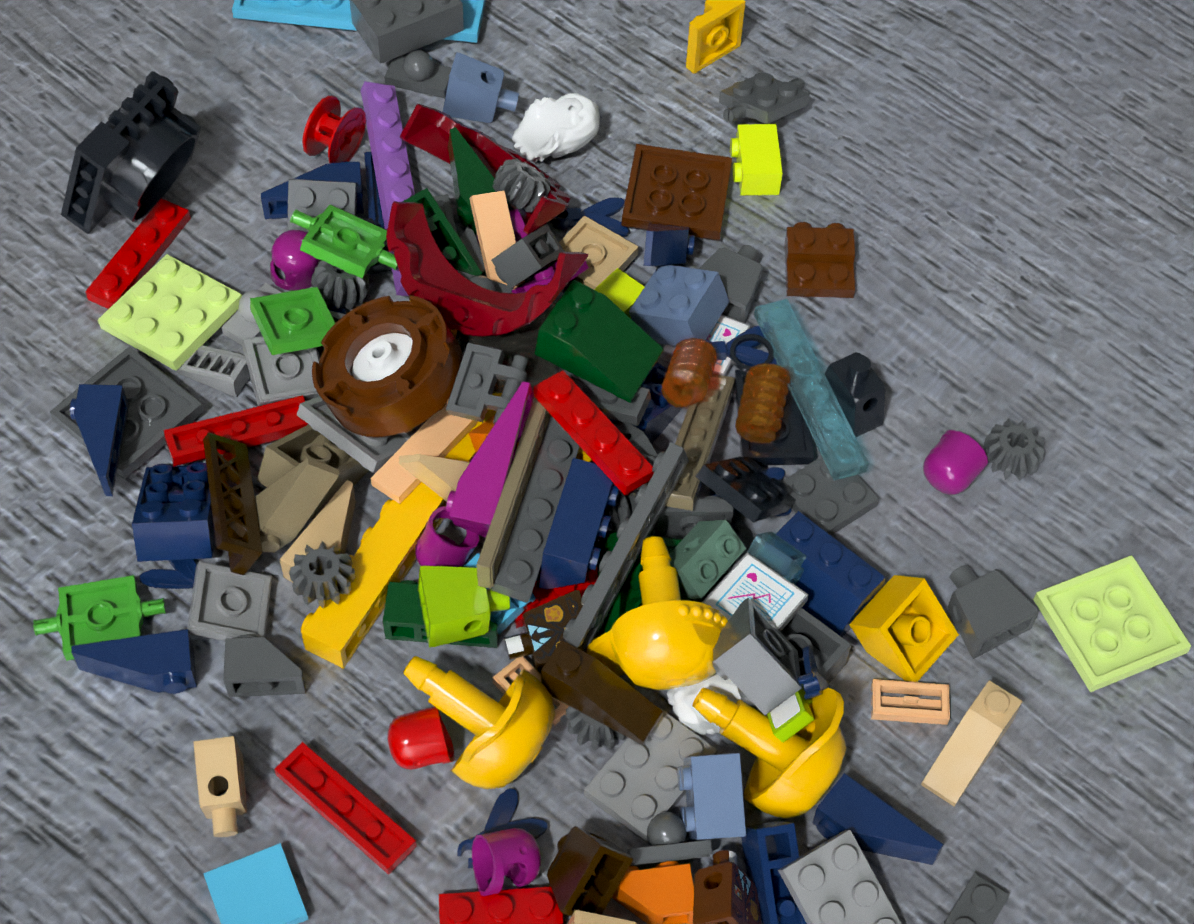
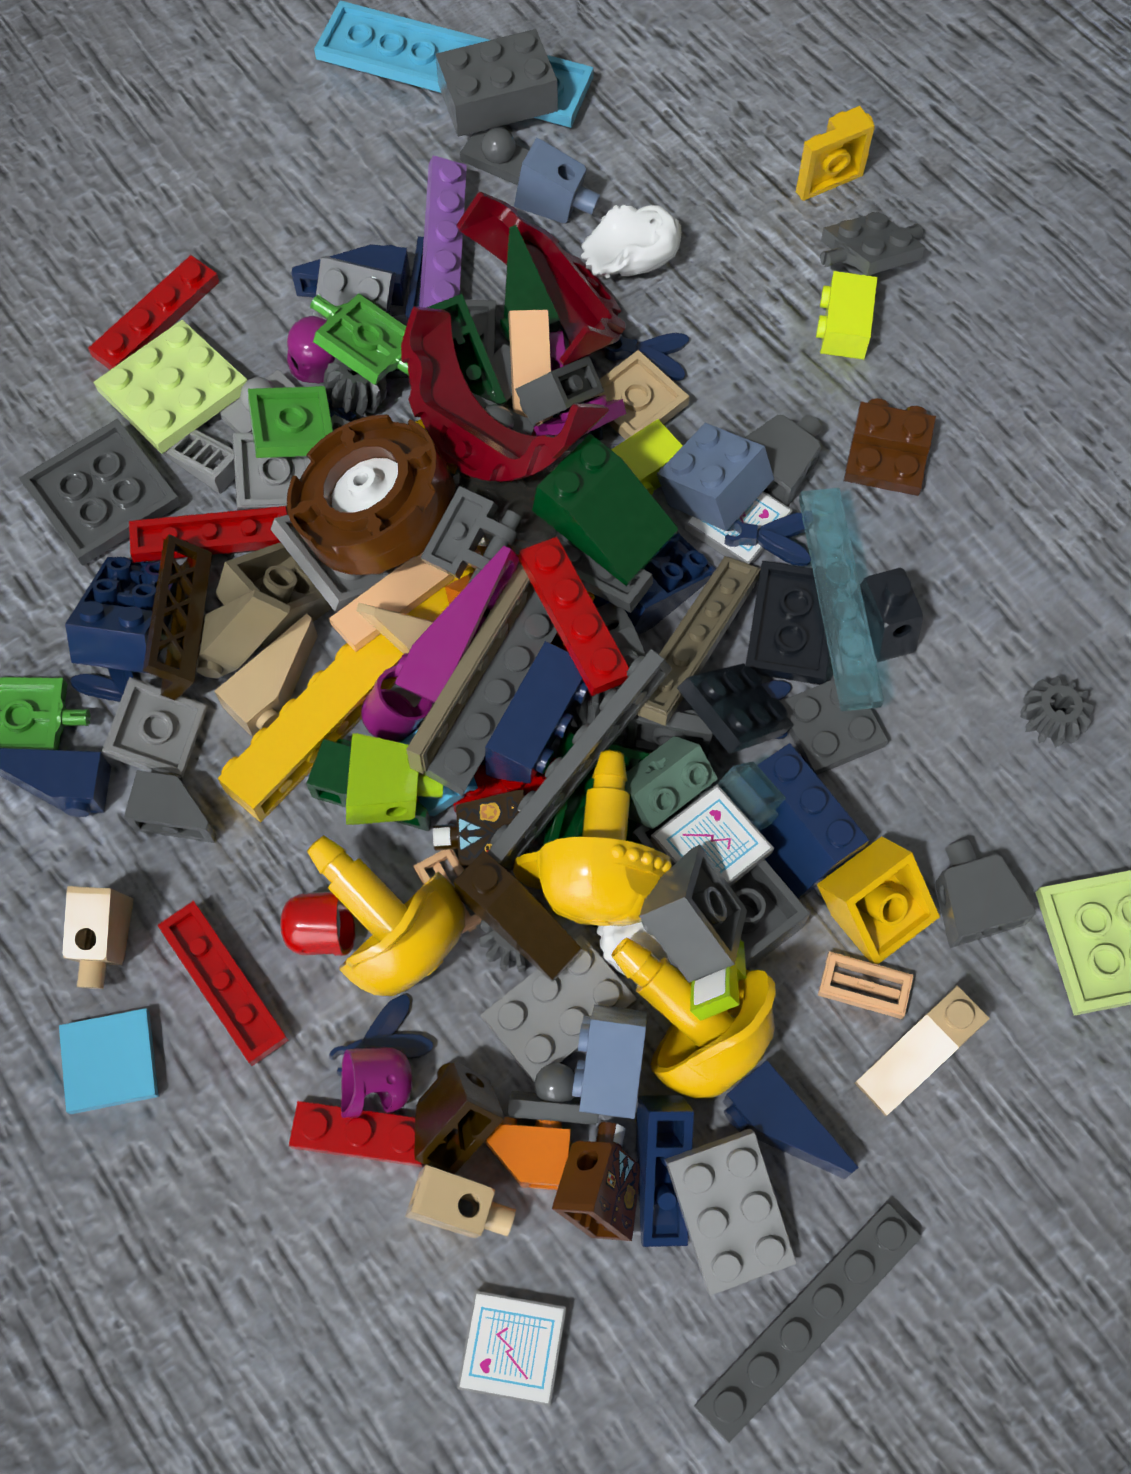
camera: 15 degrees right, 10 degrees up
(101, 421) = (63, 504): dark blue slope -> none
(131, 156) = (157, 204): black hose -> none
(308, 578) = (261, 715): dark grey gear -> none
(328, 129) = (387, 207): red piece -> none
(521, 184) = (572, 304): dark grey gear -> none
(667, 244) = (717, 401): dark blue slope -> none
(677, 190) = (748, 338): reddish brown plate -> none
(689, 372) = (707, 557): clear orange piece -> none
(750, 337) = (780, 563): black piece -> none
(762, 402) = (780, 607): clear orange piece -> none
(812, 681) = (754, 955): dark blue piece -> none
(954, 463) = (983, 716): magenta helmet -> none

